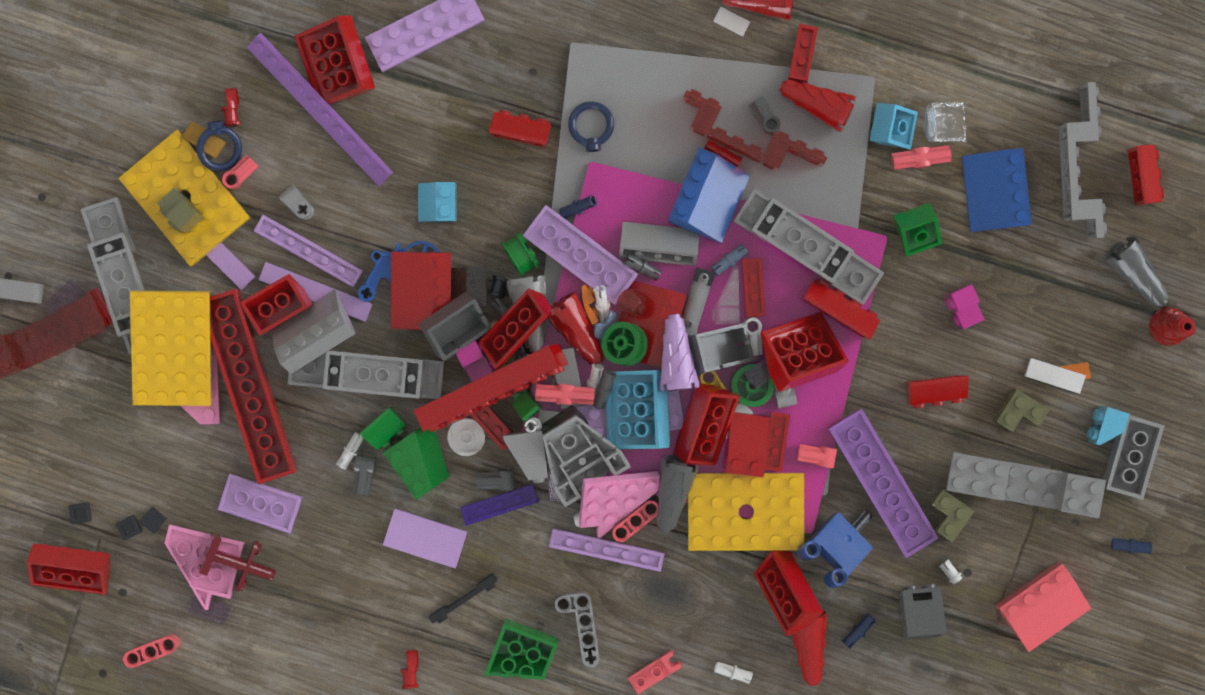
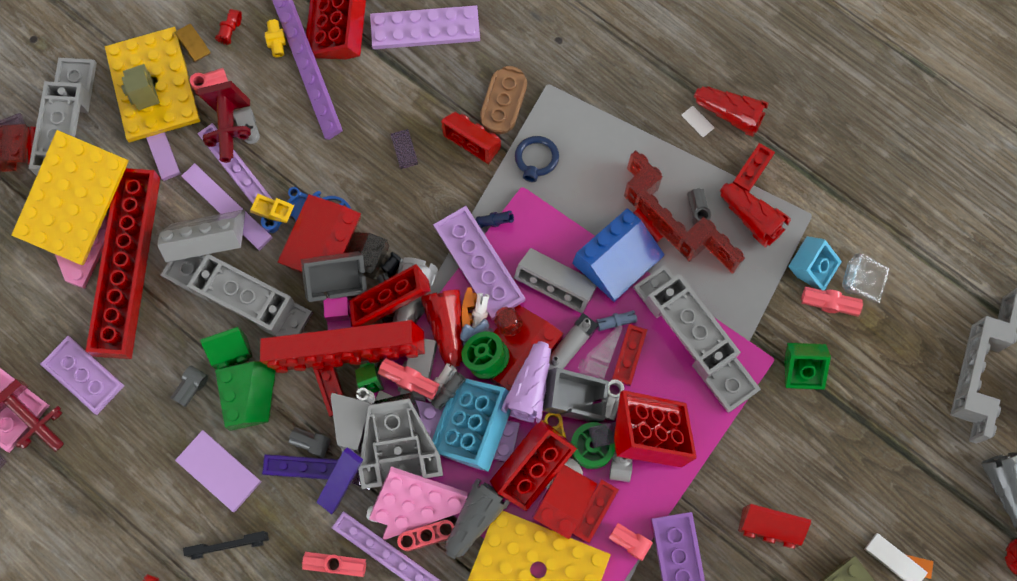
camera: 20 degrees right, 15 degrees down
(214, 128) = (207, 35): dark blue piece -> none
(269, 191) = (224, 100): none -> dark red piece
(276, 304) = (184, 199): red slope -> none
(283, 102) = (275, 38): none -> yellow axle
(350, 451) = (187, 360): white axle -> none
(364, 281) = (271, 209): none -> yellow slope
(437, 202) = (371, 171): medium azure slope -> none
(459, 165) = (404, 149): none -> clear purple tile
(466, 437) = (301, 390): white tile -> none
(520, 254) = (424, 241): green wheel -> none
(534, 75) = (503, 100): none -> medium nougat tile
(541, 506) = (339, 480): none -> dark purple tile
(578, 574) = (321, 563): none -> coral piece
(641, 266) = (531, 293): dark grey pin -> none
(840, 309) = (705, 406): red slope -> none
(964, 306) = (827, 454): dark pink brick -> none
(996, 190) = (895, 359): blue slope -> none

